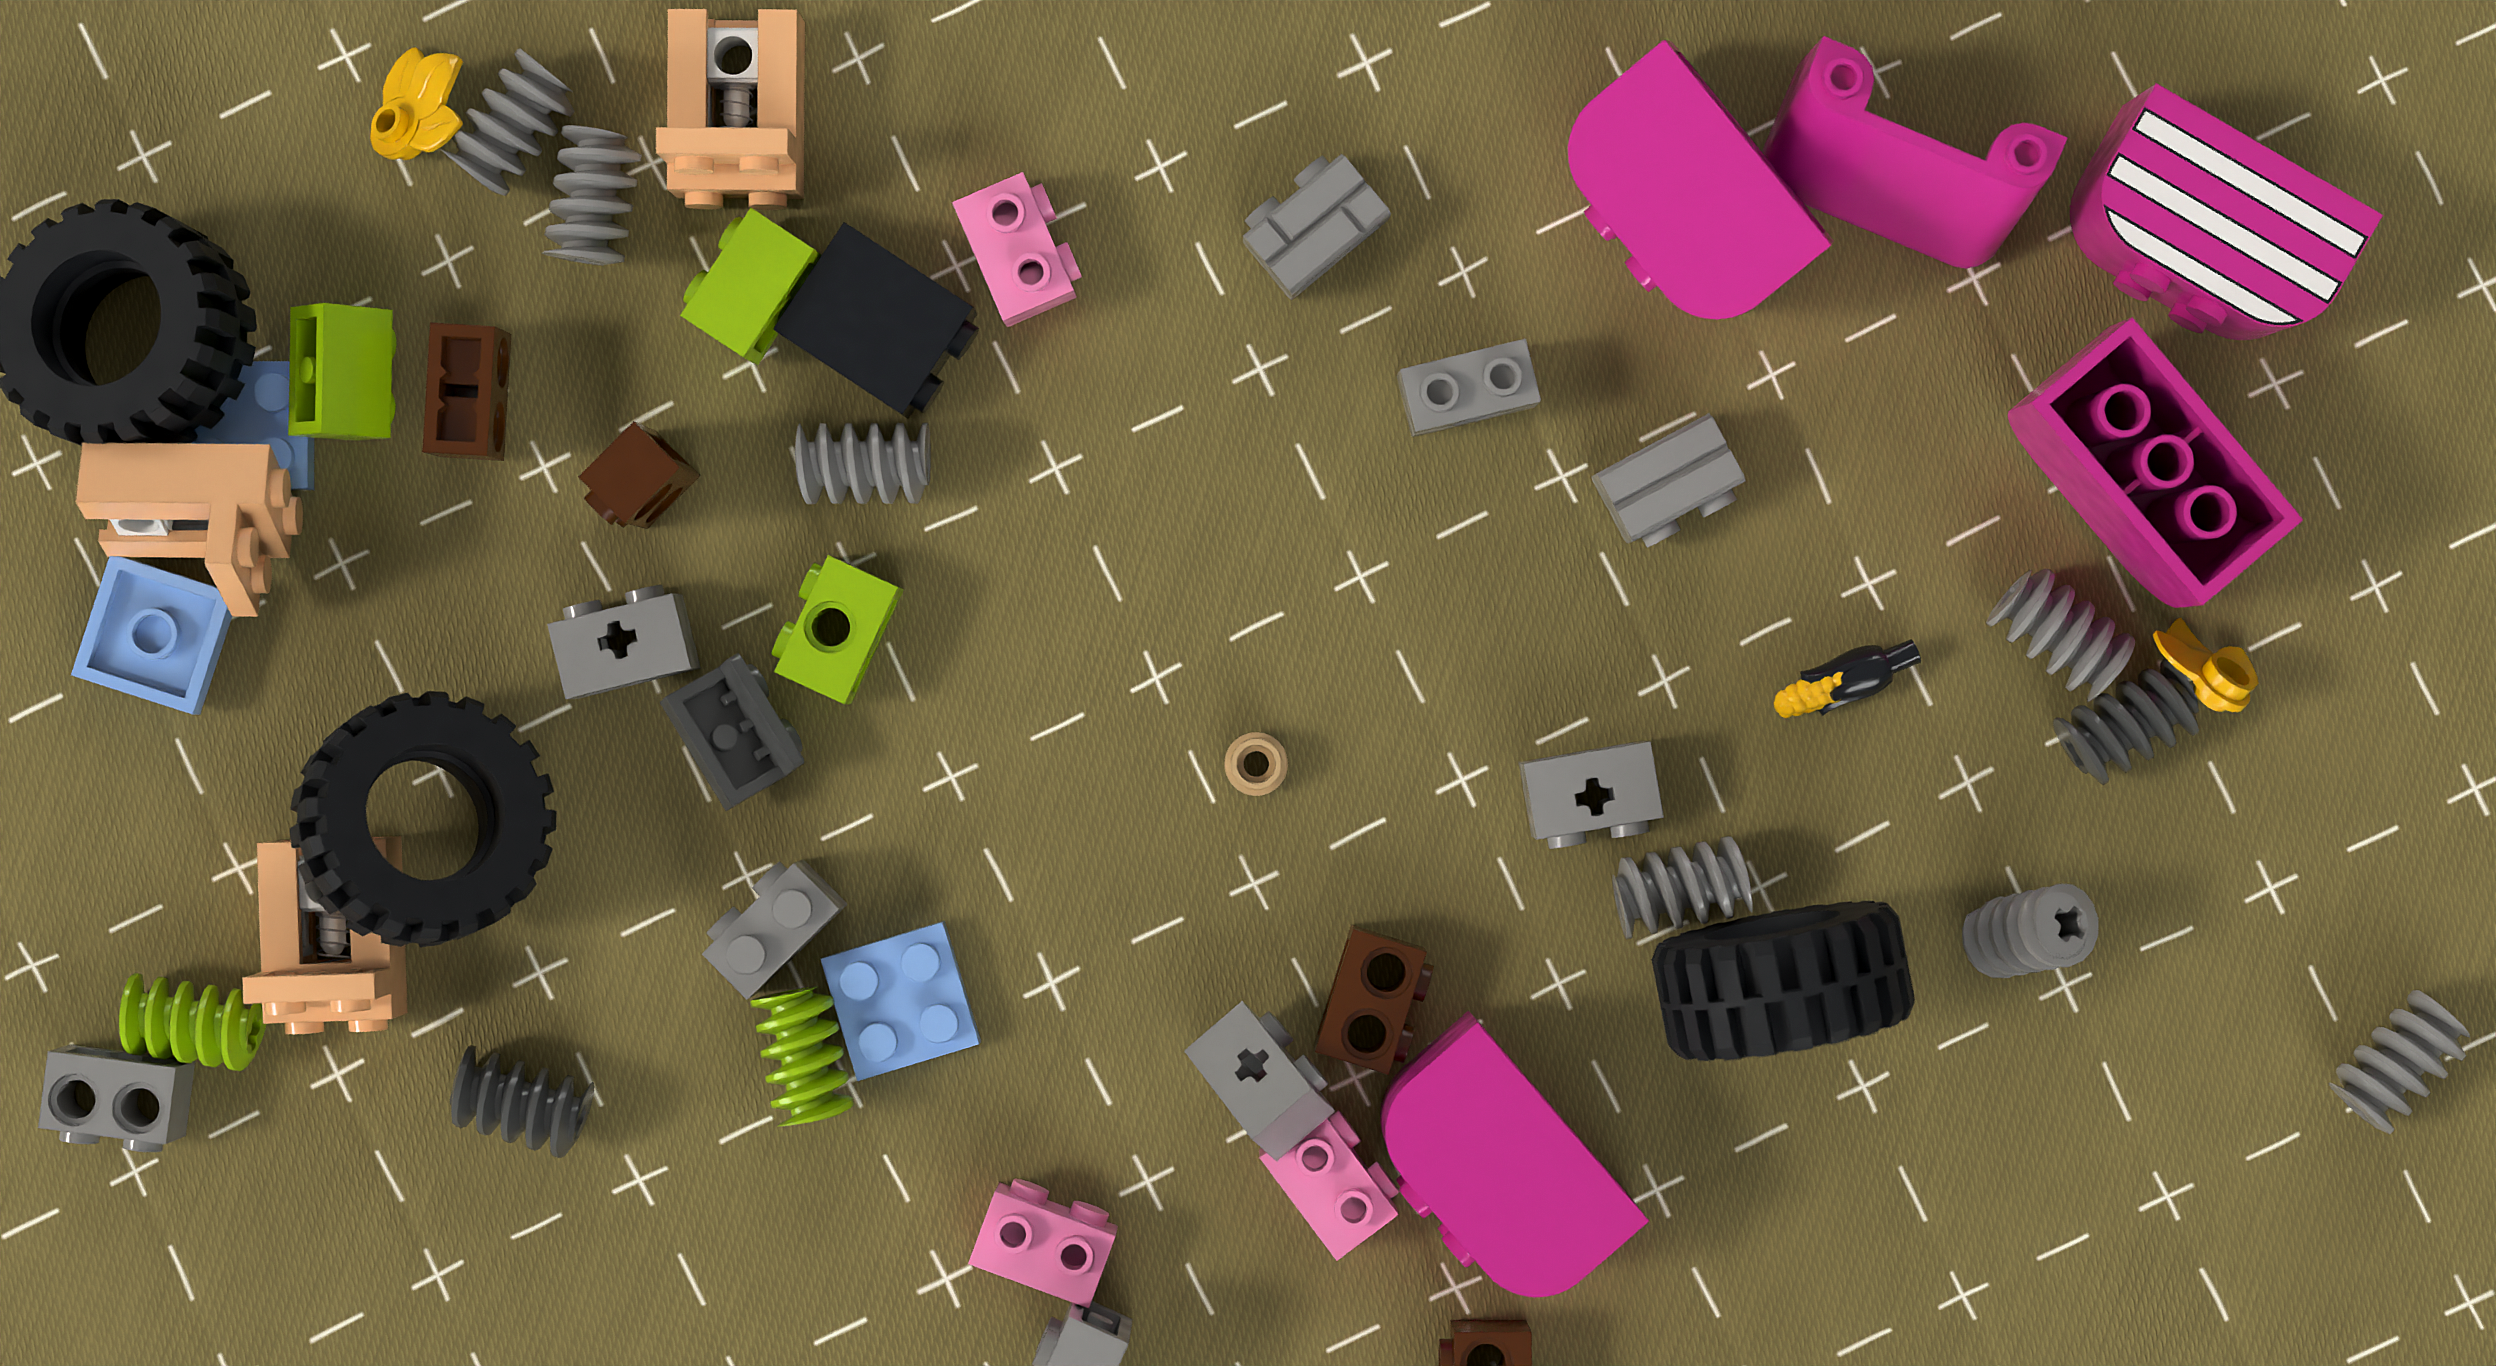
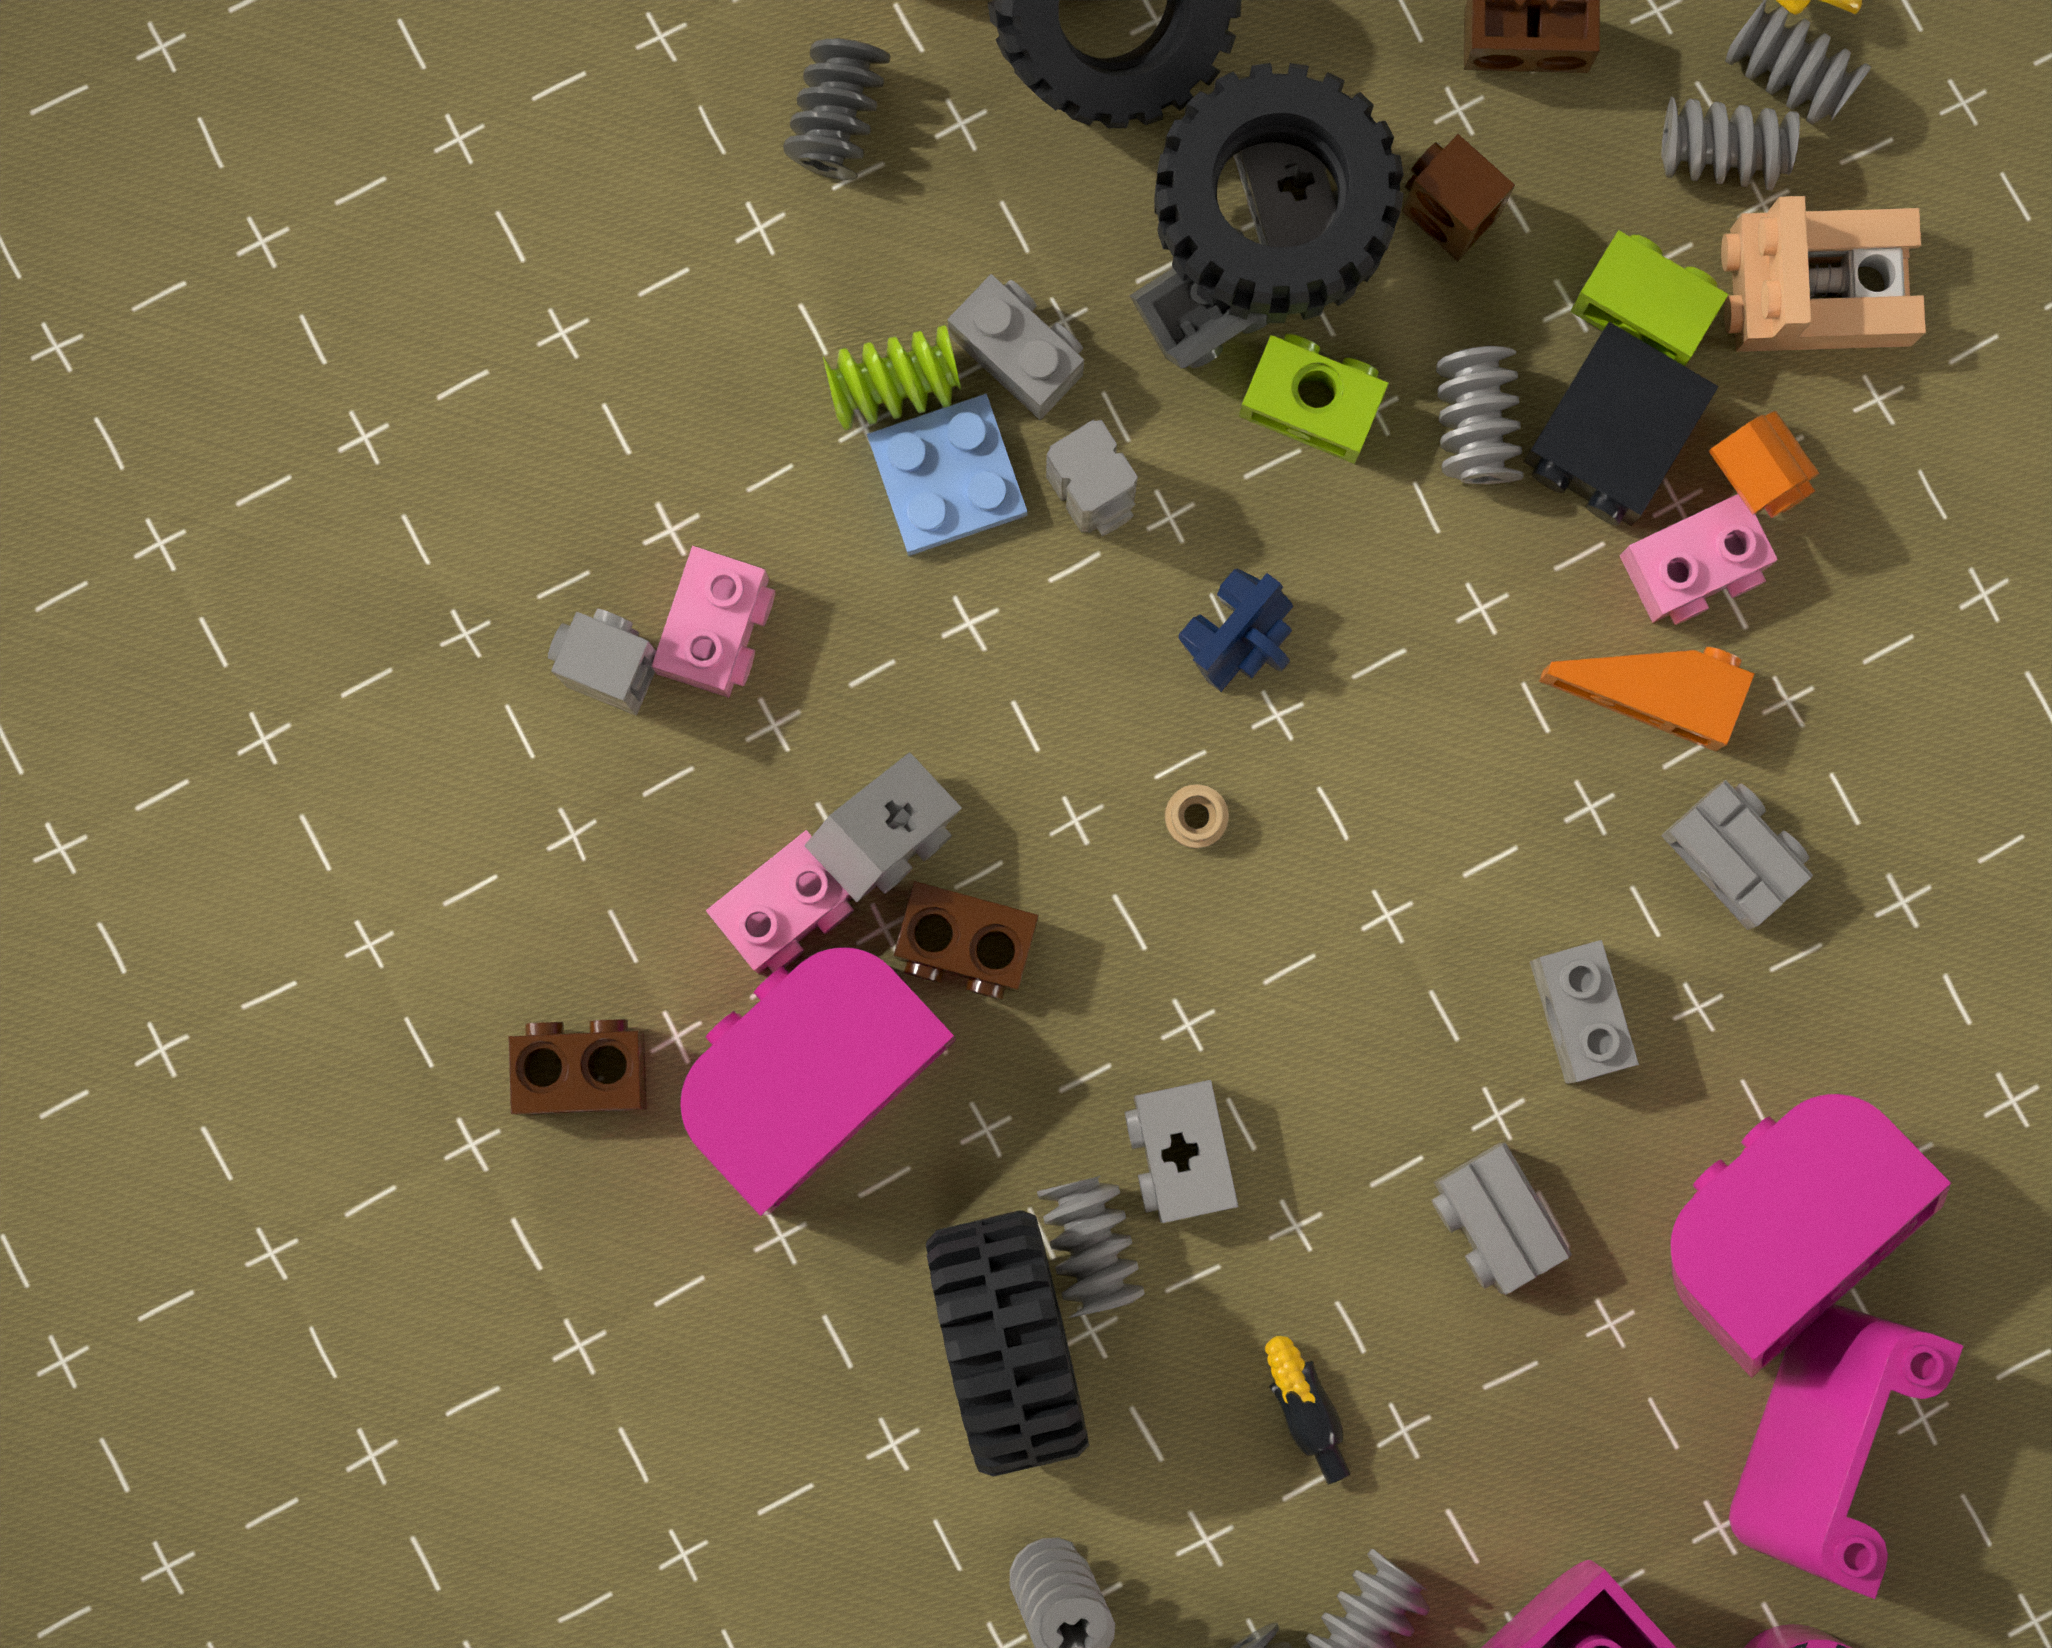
camera: 90 degrees right, 5 degrees down
(546, 644) = (1296, 113): none -> black tyre
(915, 858) = (1092, 478): none -> light grey brick
(927, 178) = (1766, 465): none -> orange brick
(1077, 706) = (1249, 634): none -> dark blue hips
(1149, 280) = (1675, 692): none -> orange slope

